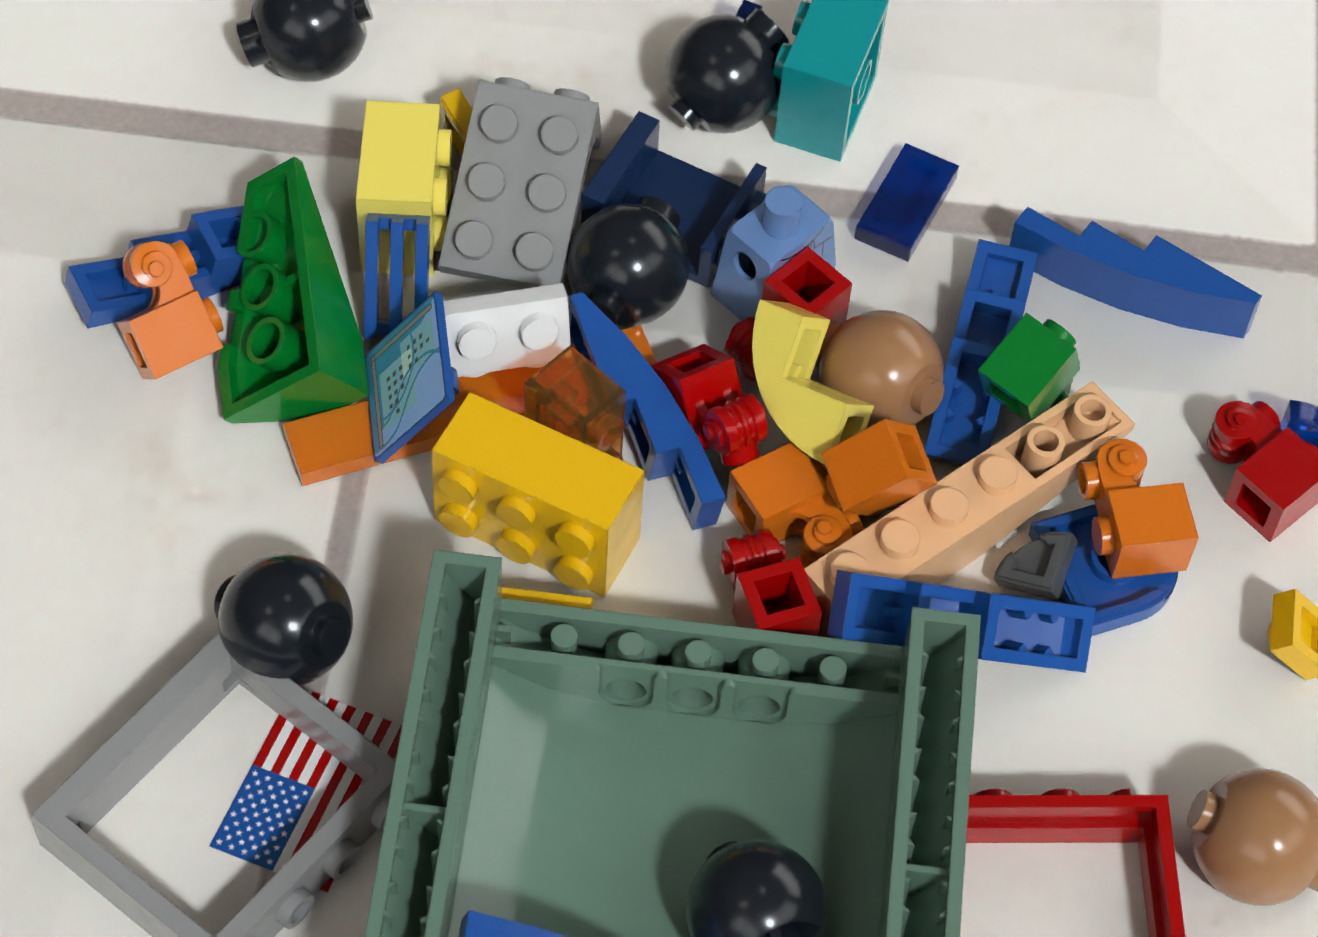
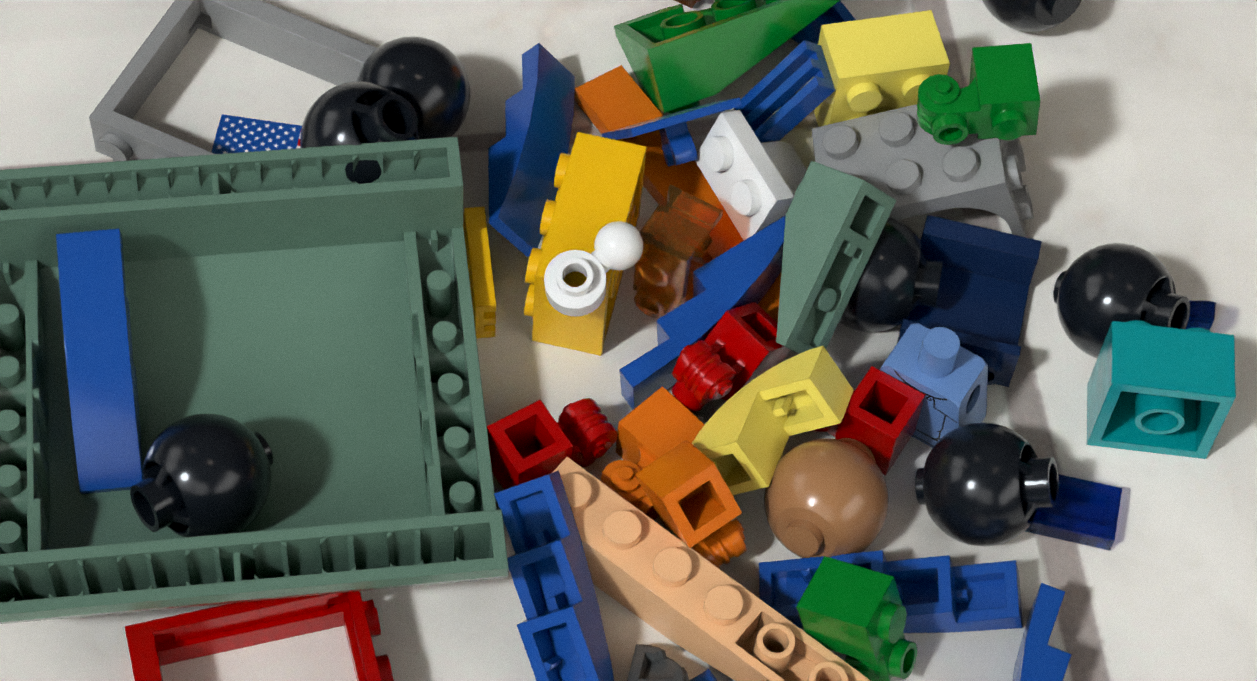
camera: 75 degrees right, 0 degrees up
(366, 657) = (359, 115): none -> black brick
(399, 530) = (526, 159): none -> blue slope
(508, 71) = (996, 103): none -> green brick
(608, 440) = (616, 248): none -> white plate
(625, 268) = (825, 250): none -> sand green slope
(896, 237) = (985, 484): none -> black brick

